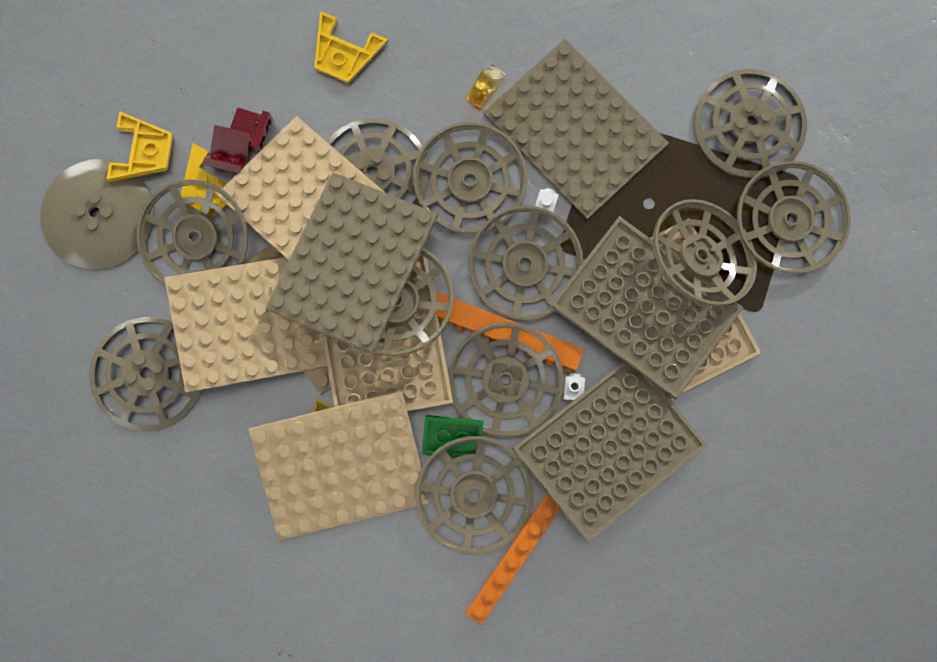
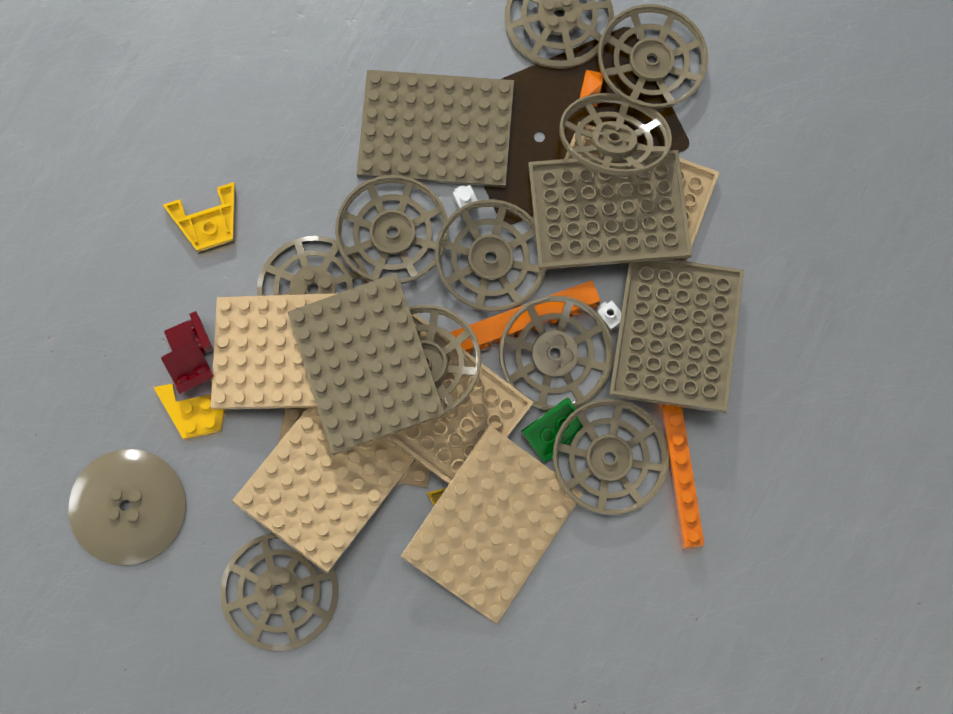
camera: 45 degrees left, 5 degrees down
(148, 152) = (125, 423): yellow wing -> none
(185, 226) = (207, 453): dark tan dish -> none
(485, 86) = (340, 154): clear yellow slope -> none
(726, 198) = (591, 84): none -> orange slope

